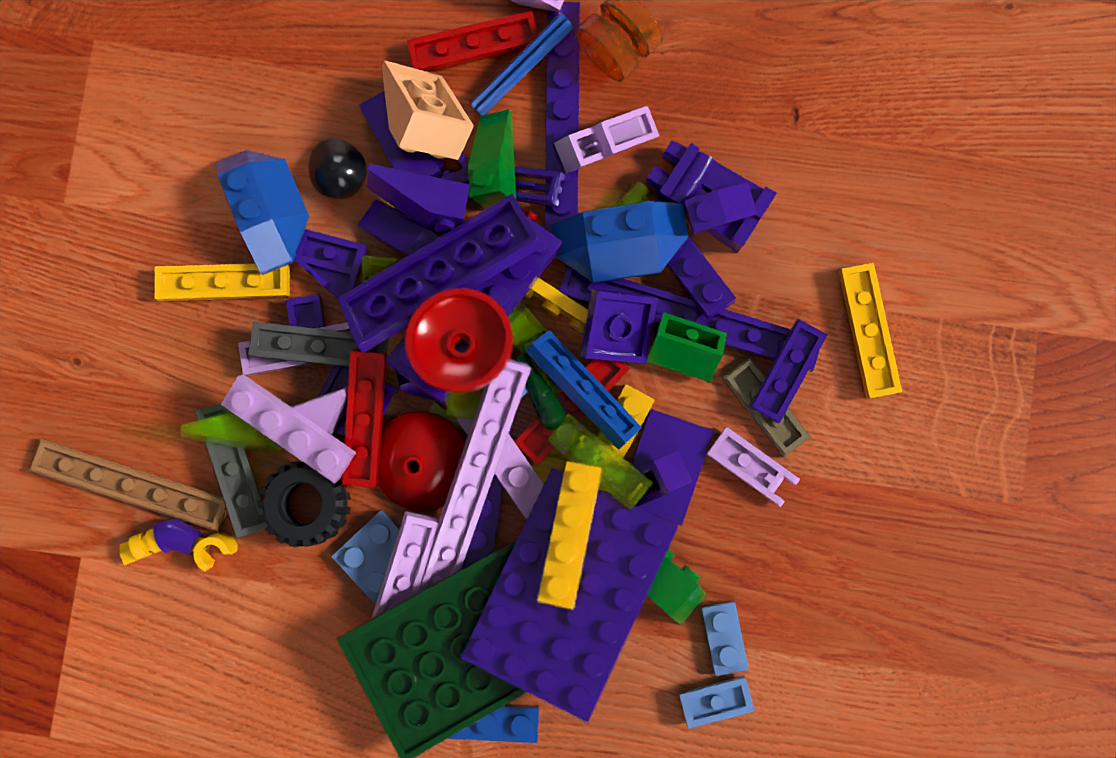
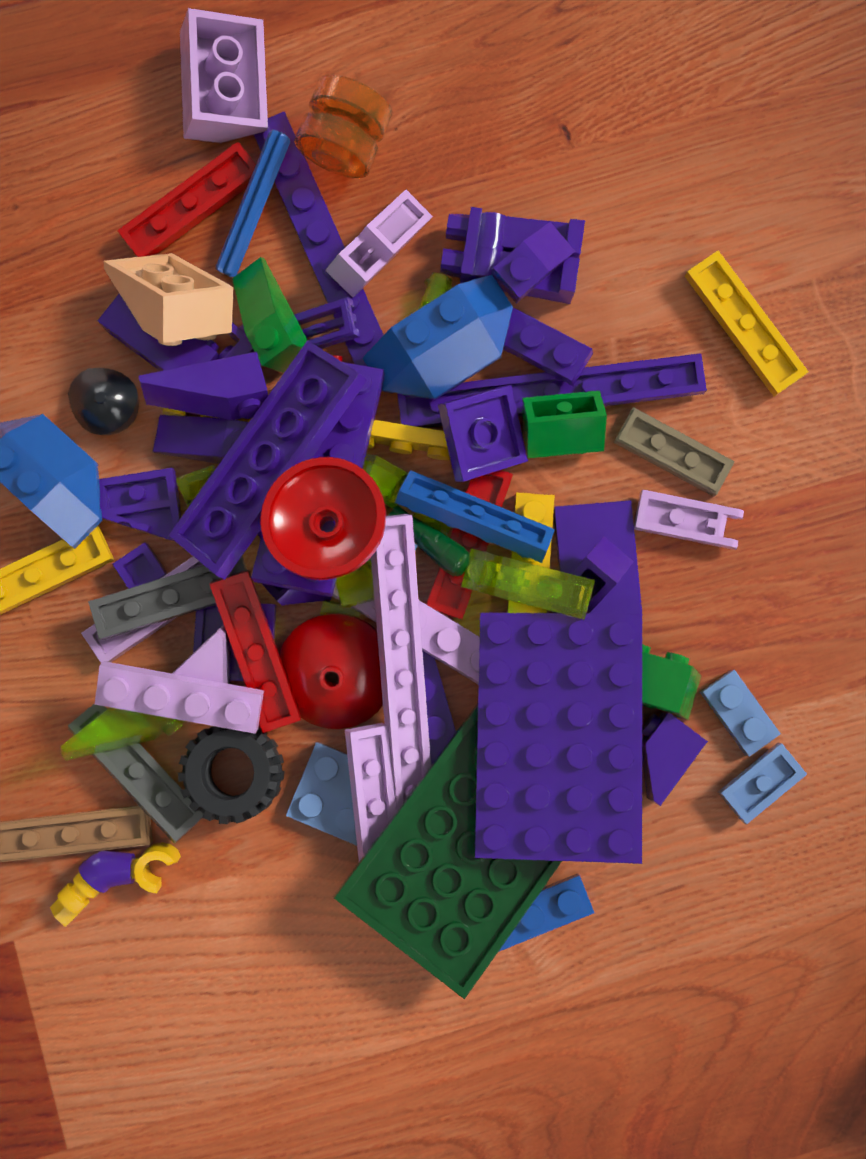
camera: 25 degrees left, 0 degrees up
(570, 535) = (533, 674): yellow plate -> none
(650, 644) = (667, 754): none -> dark purple slope
(787, 370) = (680, 402): dark purple tile -> none

